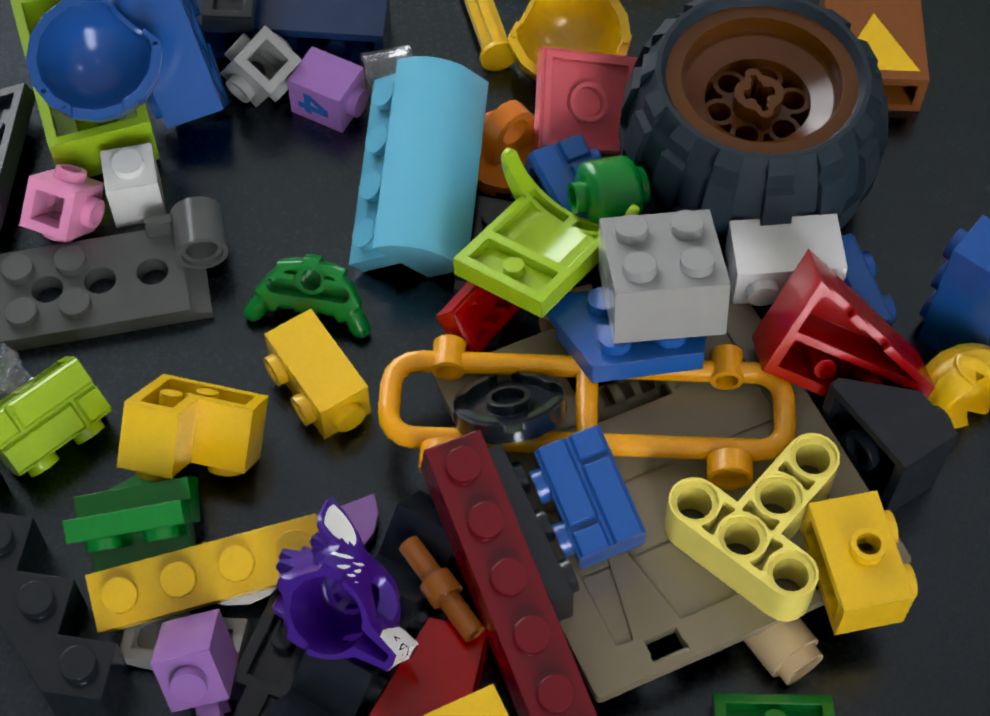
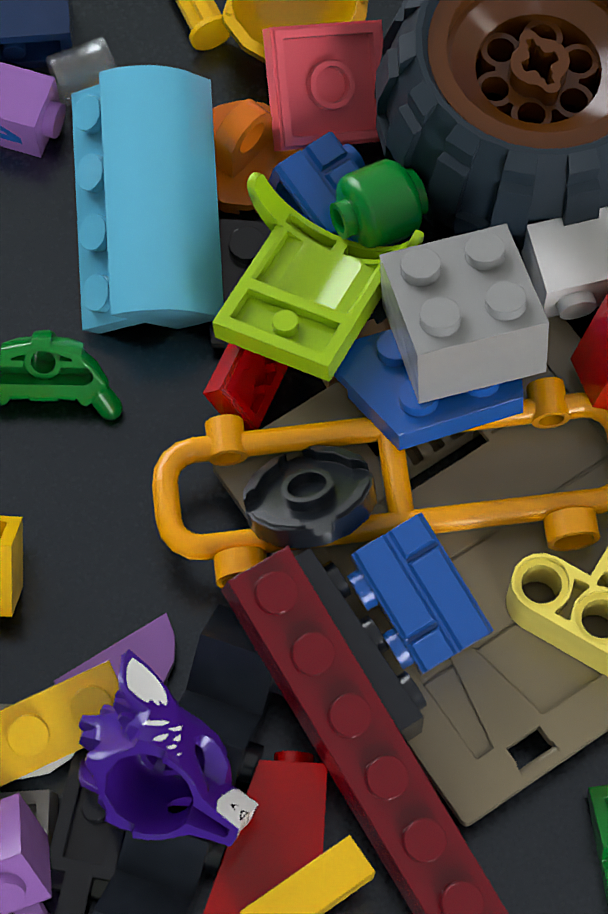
camera: 10 degrees left, 10 degrees up
(317, 374) = (73, 476): yellow brick -> none
(441, 588) = (268, 725): dark orange bar -> none

